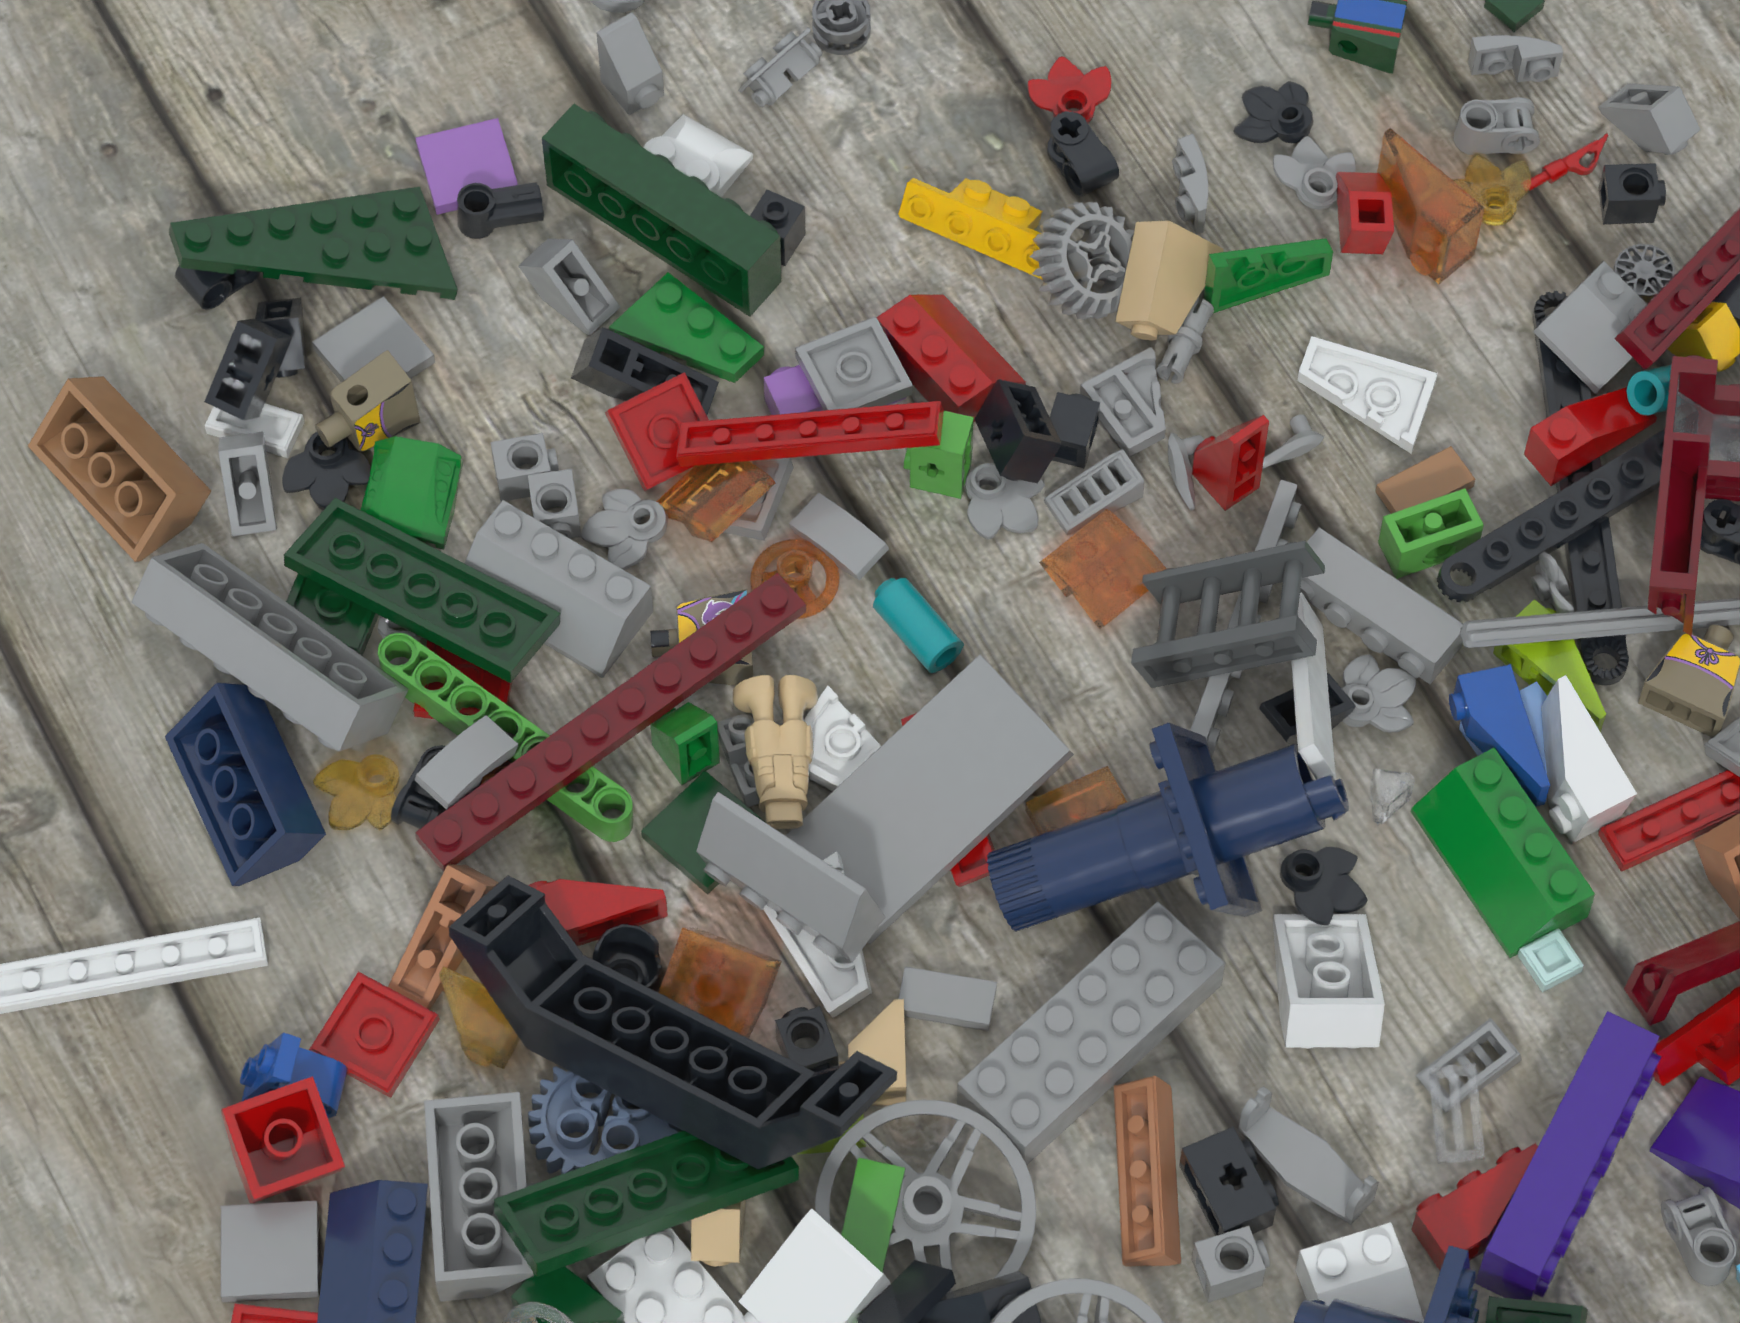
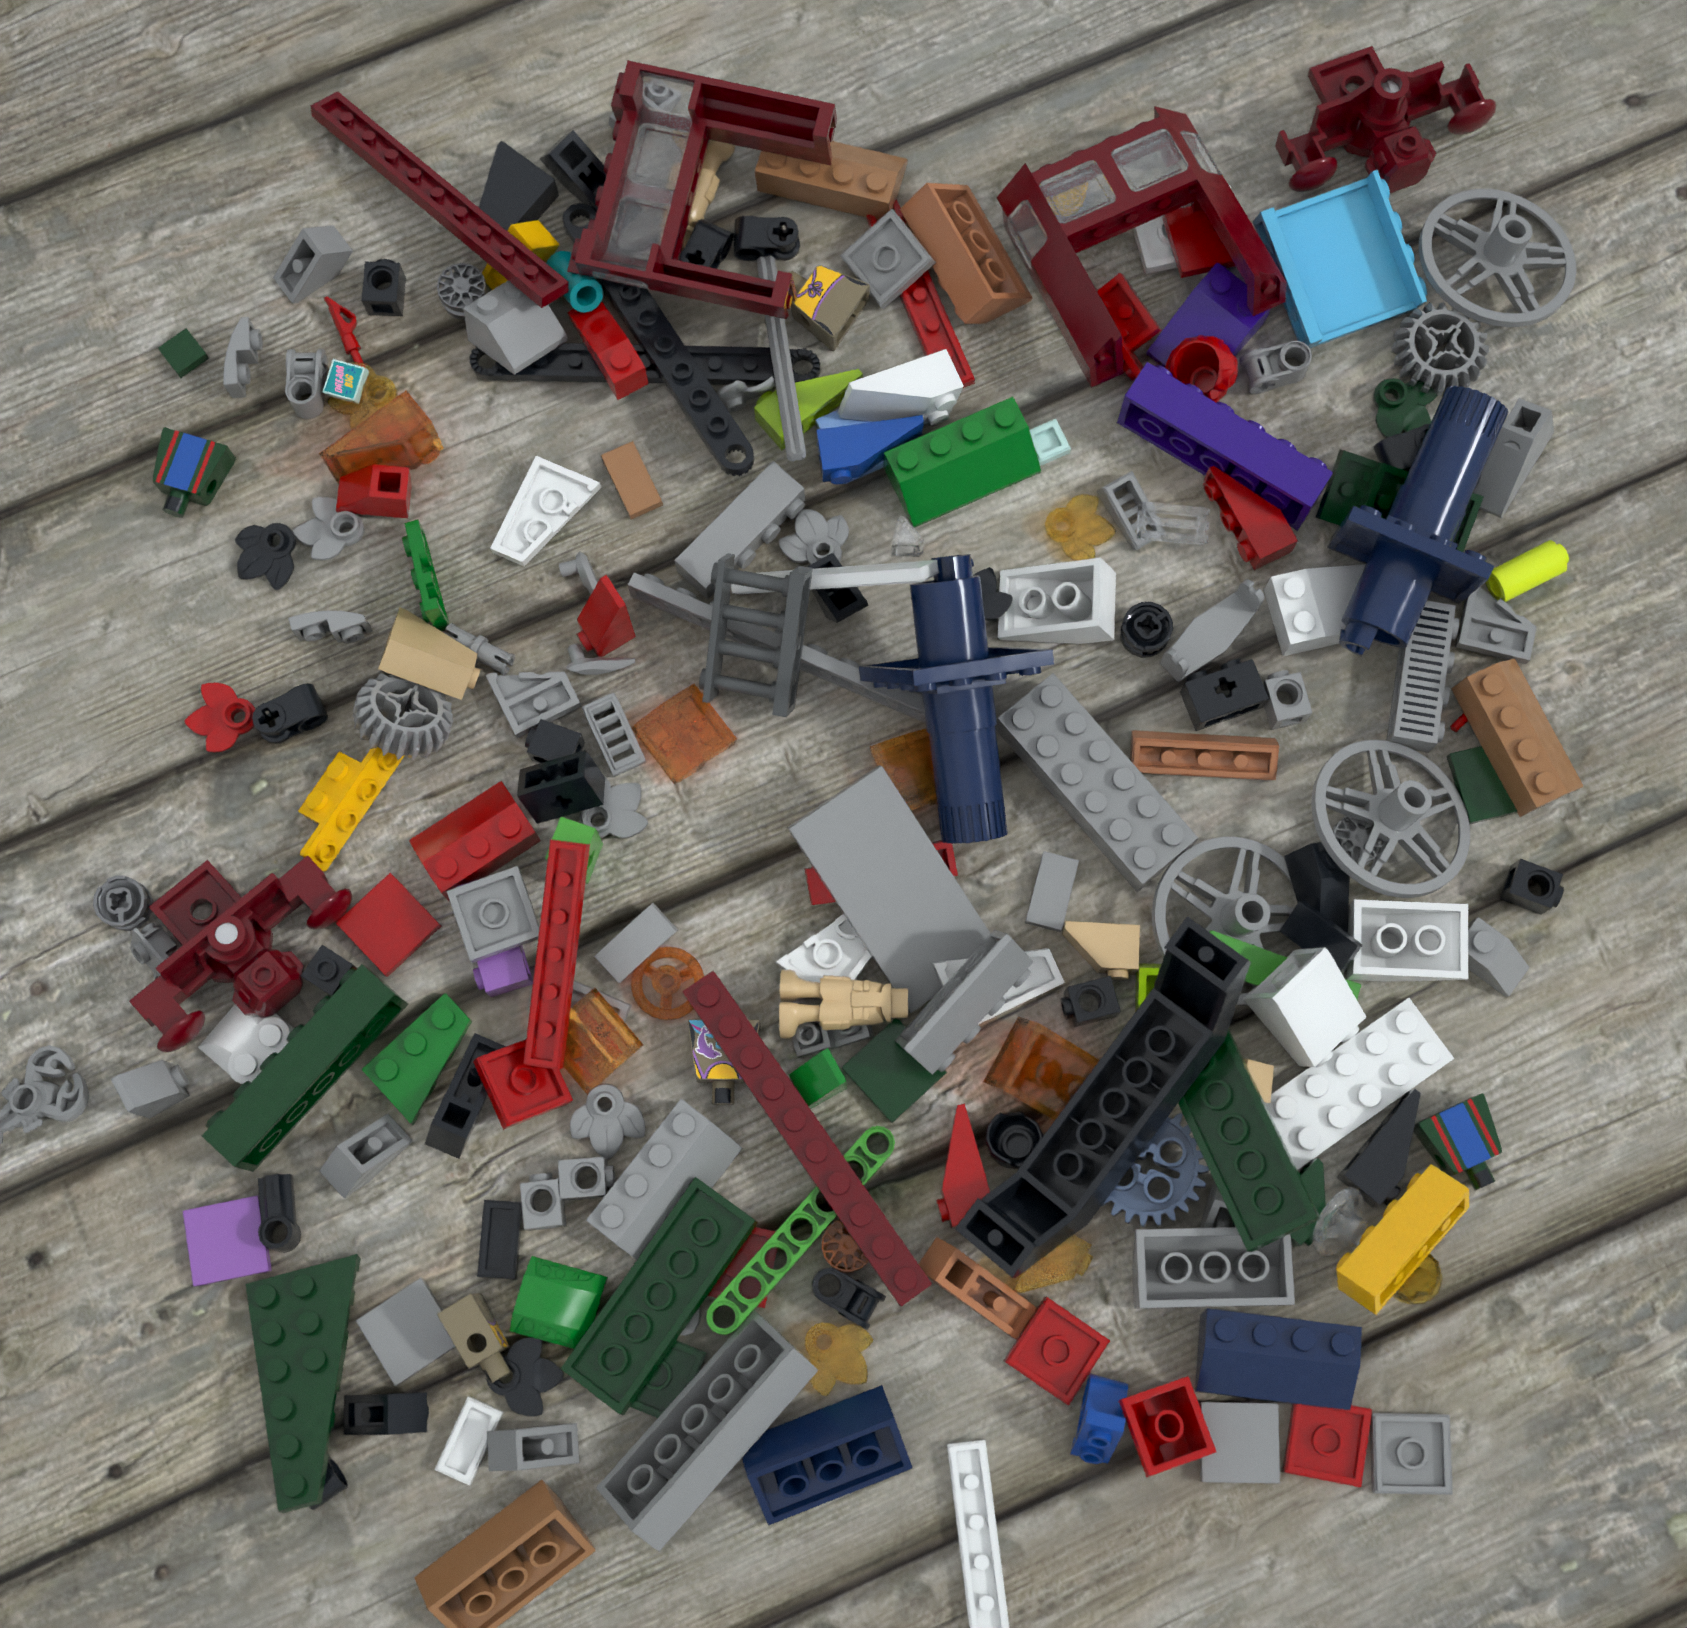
camera: 85 degrees left, 15 degrees up
(248, 369) = (435, 1441): black brick -> none
(465, 761) = (838, 1261): light grey slope -> none
(473, 430) = (500, 1239): none -> black tile
(798, 124) = (232, 945): none -> dark red piece
(840, 283) = (388, 924): none -> red tile
(917, 624) = (723, 886): teal brick -> none
(1307, 1088) = (1146, 629): none -> black wheel
(1429, 532) = (685, 477): bright green brick -> none
(1436, 1011) = (1084, 530): none -> clear yellow plate
(1501, 164) = (345, 381): none -> tile
(1673, 1123) = (1204, 363): none -> red hair

